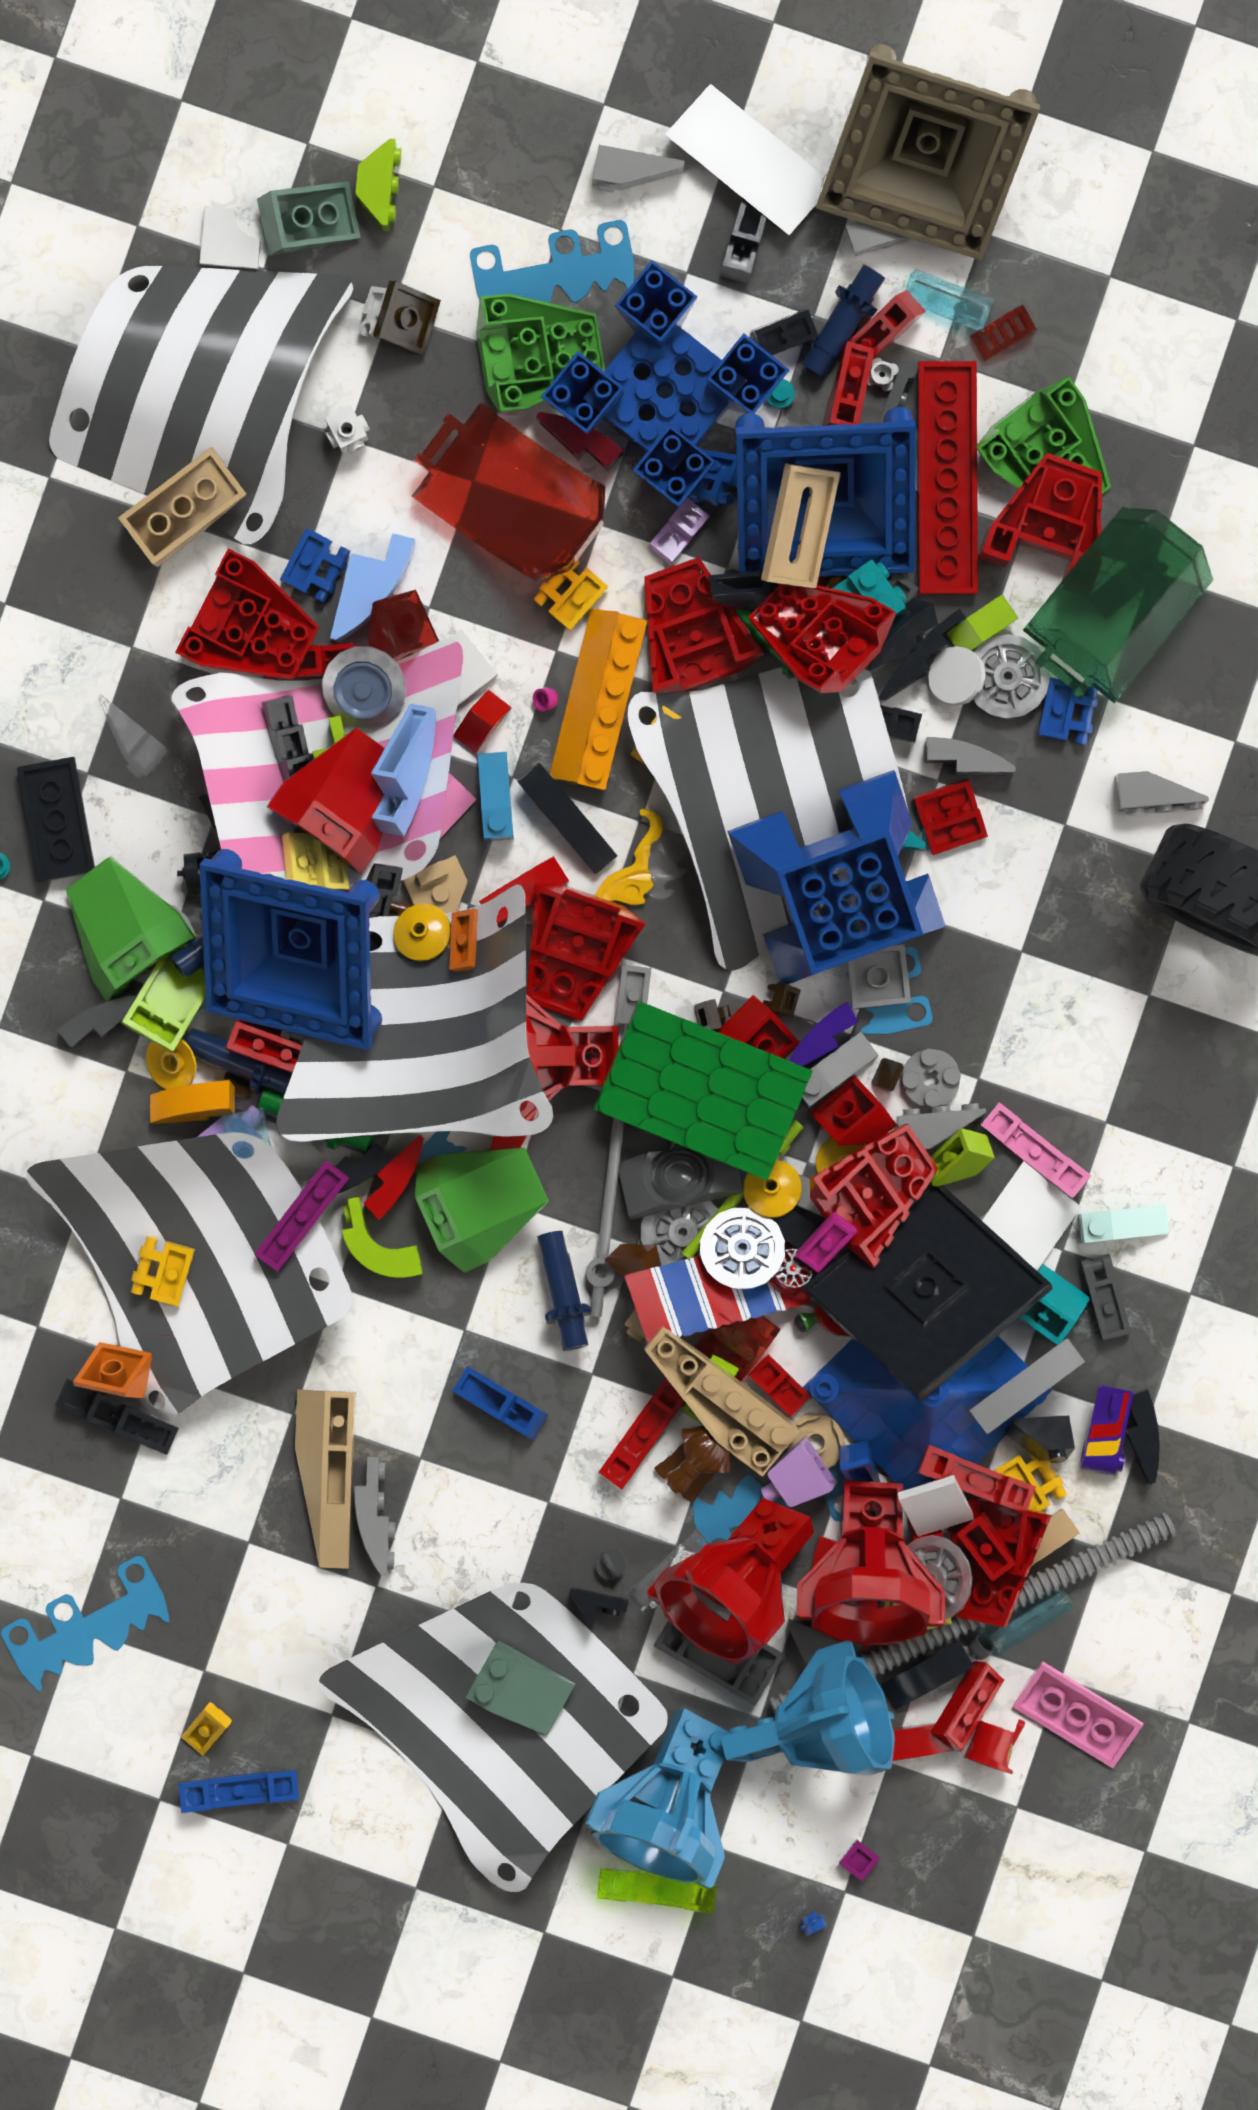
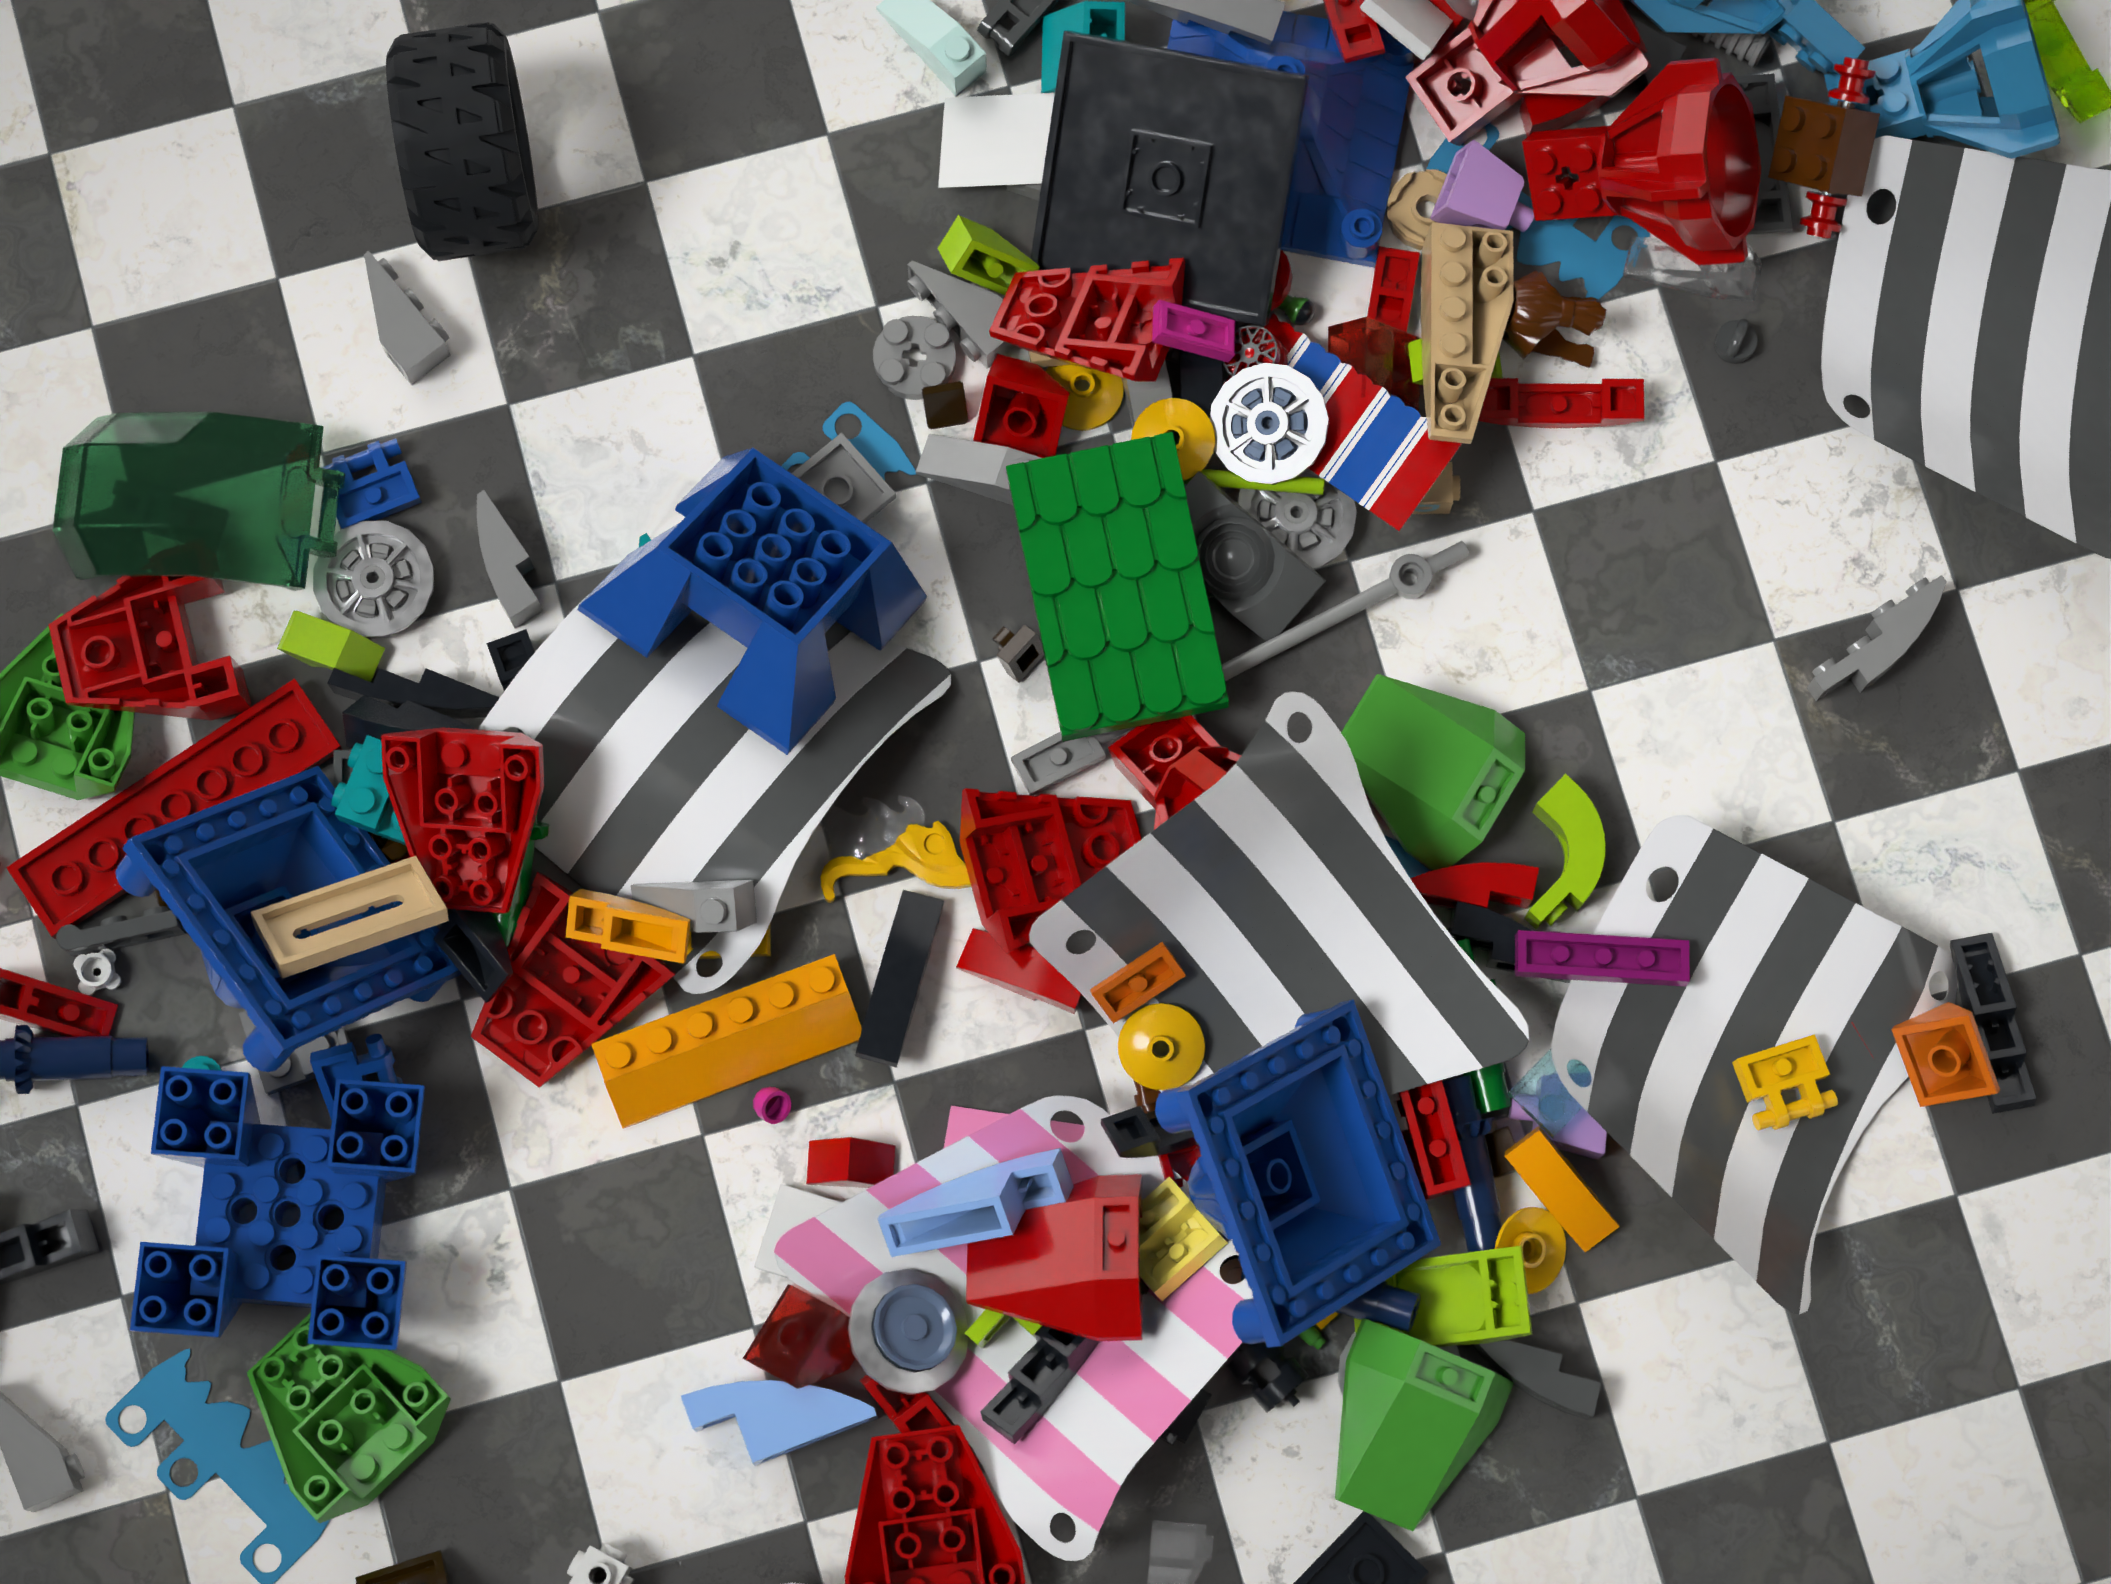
camera: 125 degrees left, 10 degrees down
(307, 561) = (800, 1515): blue plate -> none
(326, 1469) = (1867, 734): tan wedge -> none
(438, 885) = (1090, 1072): tan plate -> none
(495, 796) = (932, 1082): dark azure slope -> none
(500, 1403) = (1645, 588): blue slope -> none
(510, 495) = (546, 1310): clear red windscreen -> none
(520, 1689) = (1954, 343): sand green slope -> none
(563, 1293) = (1482, 581): dark blue gear -> none
(576, 600) = (619, 1149): yellow plate -> none
(578, 442) = (423, 1280): dark red slope -> none
(589, 1600) = (1791, 331): black slope -> none
(633, 1258) = (1369, 543): reddish brown slope -> none
(679, 531) = (458, 1084): lavender slope -> none
(681, 727) = (708, 904): none -> light grey slope
(684, 1695) = (1827, 146): none -> reddish brown brick
(697, 681) = (627, 926): none -> light orange slope
(760, 1028) = (998, 584): red slope -> none
(784, 999) = (941, 579): dark brown tile -> none
(786, 332) = (116, 1119): black hinge -> none
(821, 1037) = (954, 509): dark purple slope -> none
(849, 385) = (144, 992): red slope -> none
(858, 1462) = (1415, 143): blue slope -> none
(950, 816) = (587, 536): red slope -> none
(956, 675) = (412, 635): white tile -> none
(1035, 1150) = (916, 181): bright pink slope -> none

